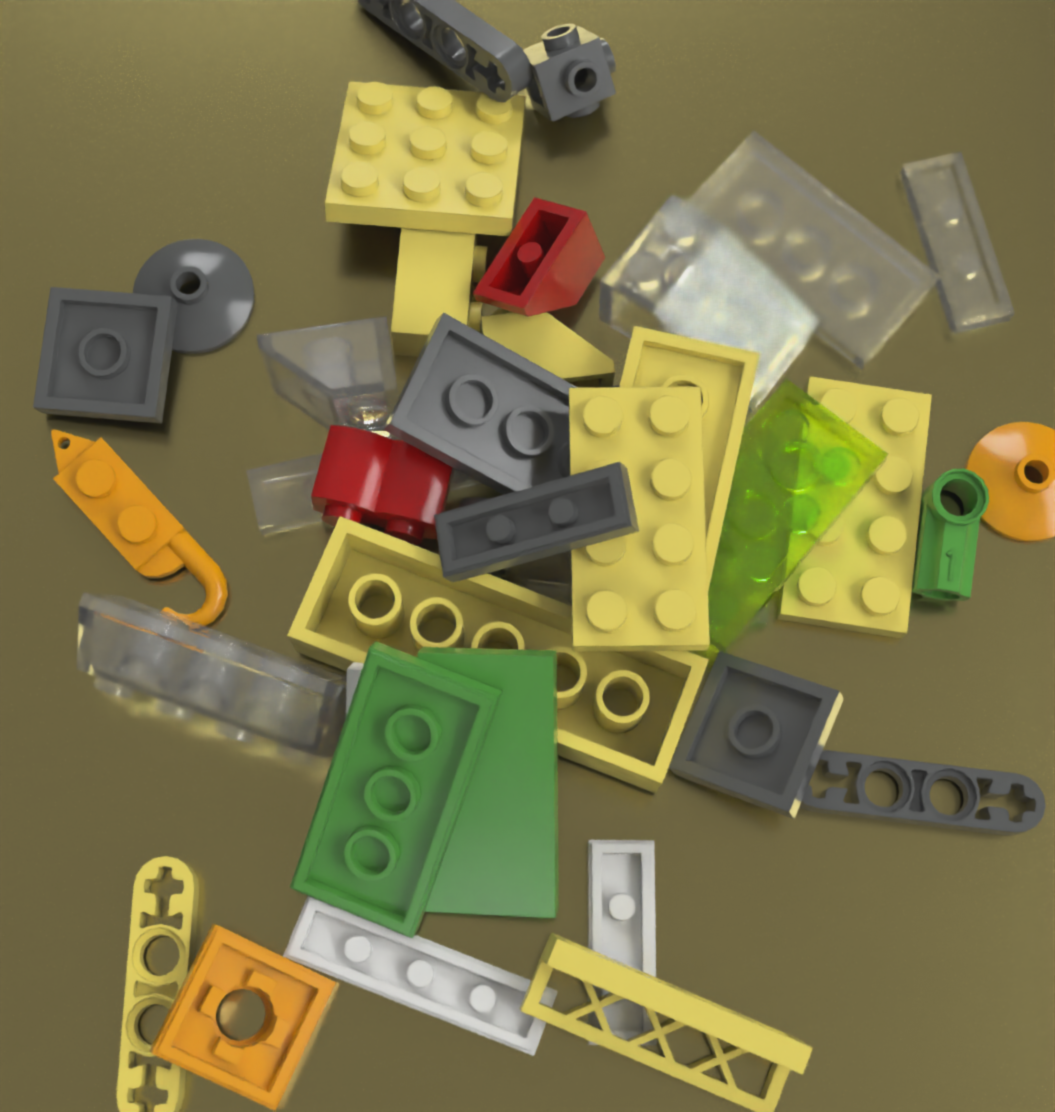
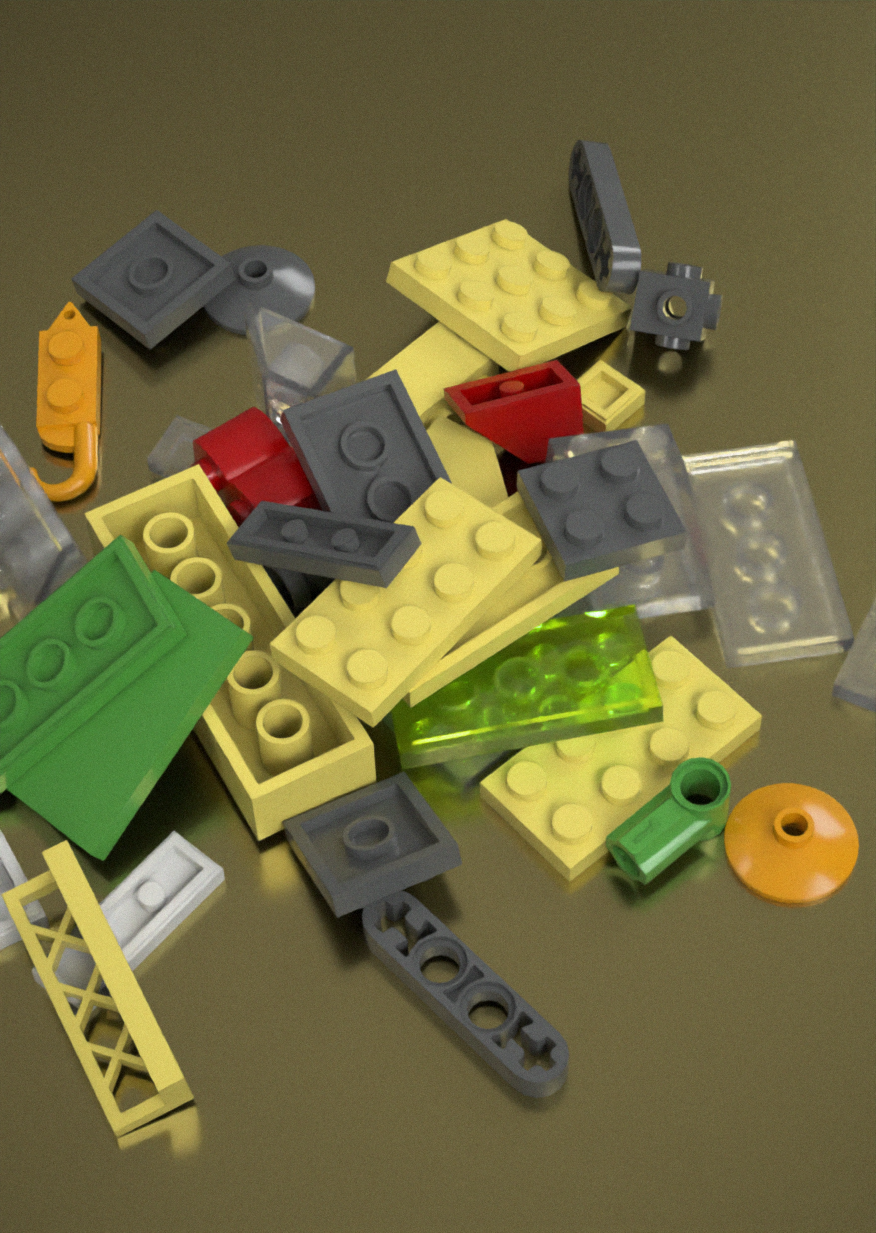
camera: 45 degrees right, 20 degrees down
(573, 187) = (608, 397): none -> light yellow tile
(713, 321) = (601, 510): none -> dark grey plate

